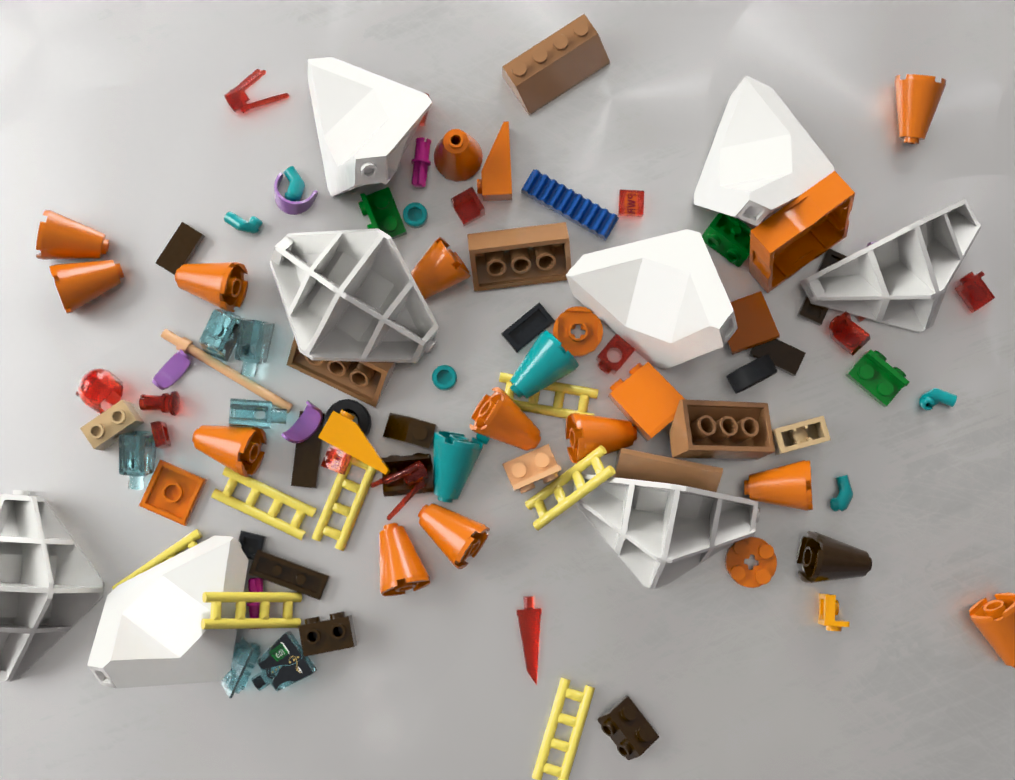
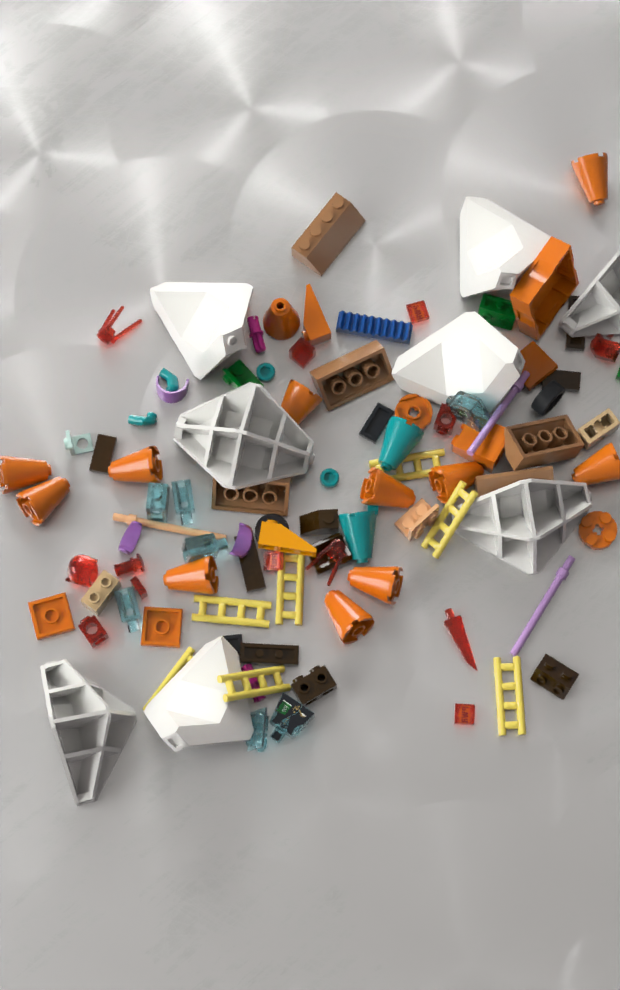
camera: 20 degrees left, 10 degrees down
(45, 431) = (51, 616): none -> orange tile
(94, 476) = (96, 638): none -> clear red brick
(145, 222) = (71, 443): none -> light aqua bracket
(500, 734) = (464, 714): none -> clear red tile
(641, 351) = (469, 410): none -> clear light blue torso
(673, 380) = (516, 388): none -> lavender bar
(684, 602) = (561, 575): none -> lavender bar

